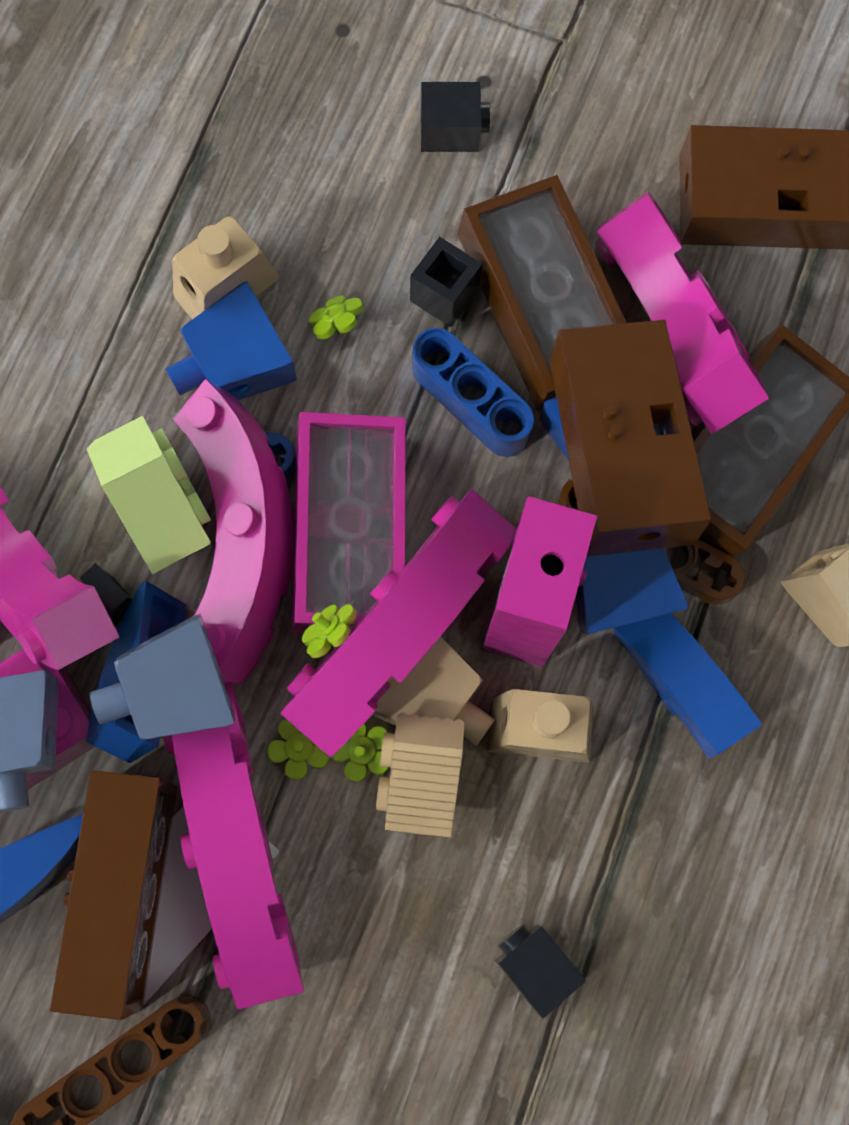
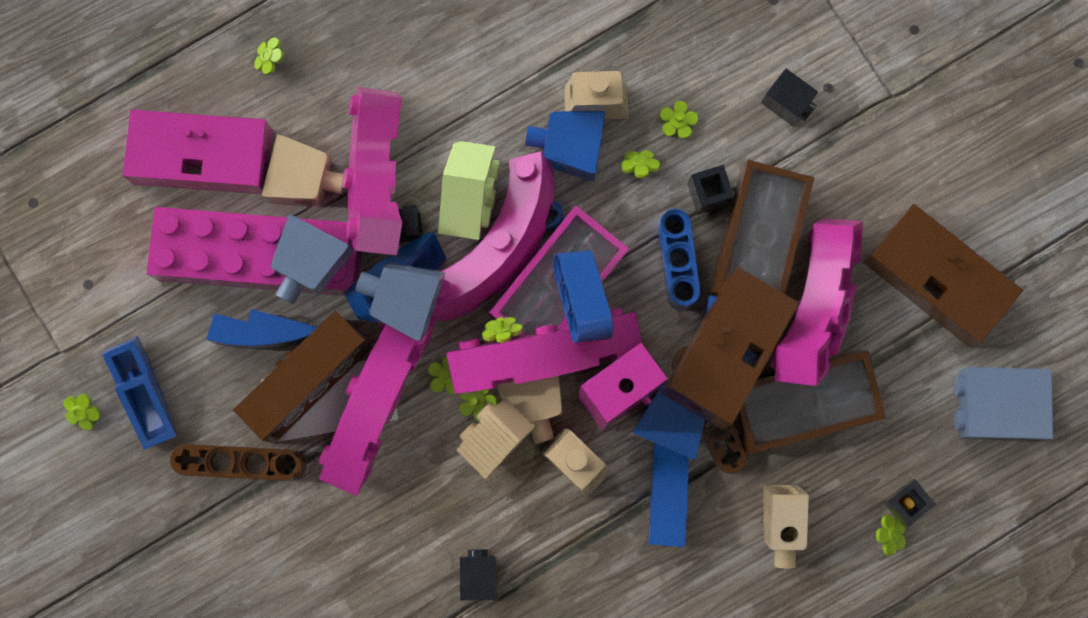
camera: 45 degrees right, 5 degrees up
(341, 237) = (678, 120): none -> lime plant
(400, 509) = (582, 296): none -> blue beam

